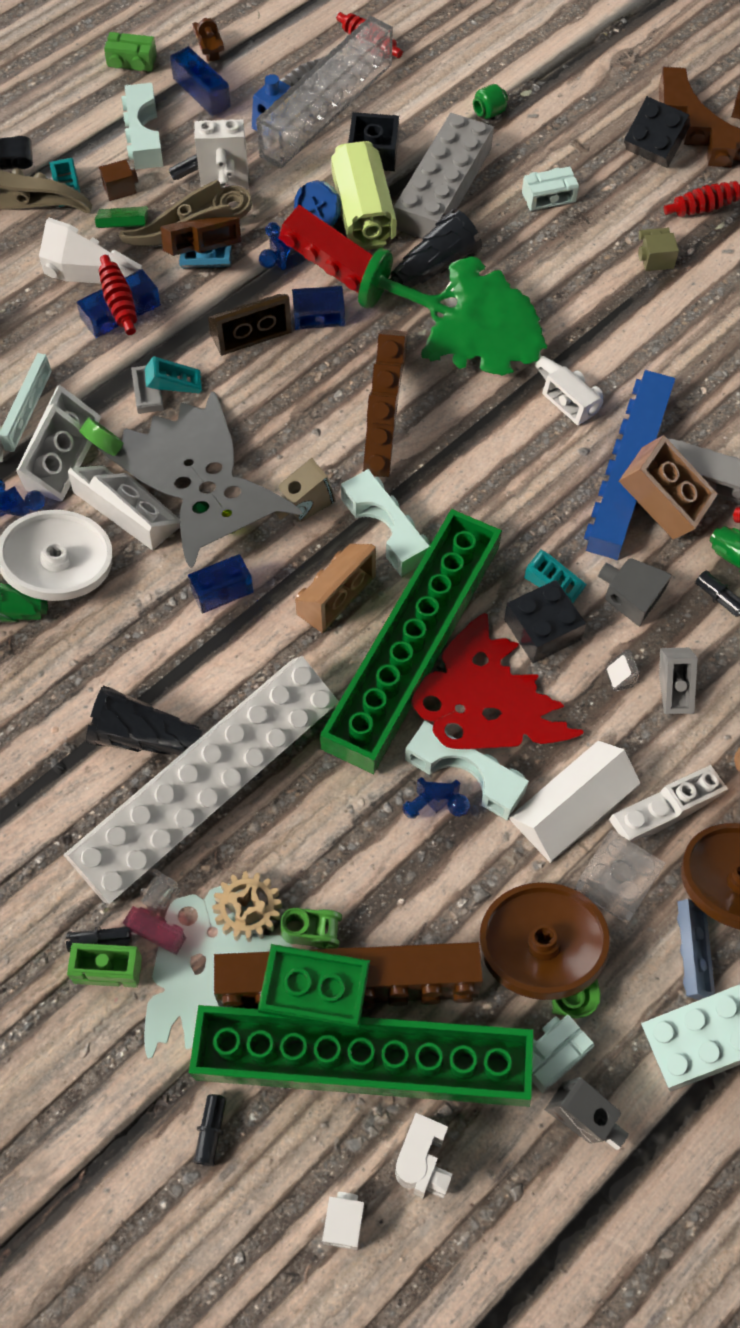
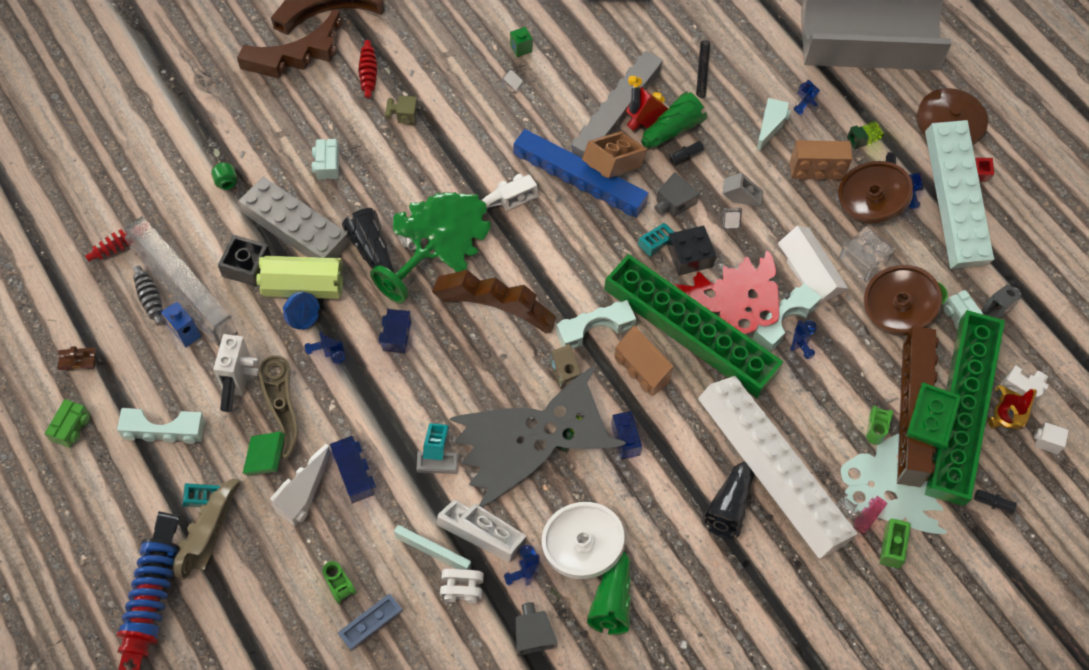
camera: 80 degrees left, 0 degrees up
(101, 437) = (483, 496): bright green hat -> none
(112, 936) = (873, 549): black axle -> none
(117, 294) = (366, 460): red piece -> none
(118, 179) = (217, 453): reddish brown brick -> none
(124, 503) = (542, 489): white slope -> none
(200, 81) = (130, 372): clear blue brick -> none
(200, 235) = (304, 398): reddish brown slope -> none
(210, 259) = (319, 400): dark azure slope -> none
(235, 901) = (872, 457): tan gear -> none
(251, 324) = (398, 377): dark brown slope -> none
(325, 247) = (349, 310): red brick -> none
(370, 1140) = (1013, 409): none -> piece
(657, 132) = (302, 78): black brick -> none
(670, 805) = (823, 218): white slope -> none
(695, 950) = (913, 230): sand blue plate -> none

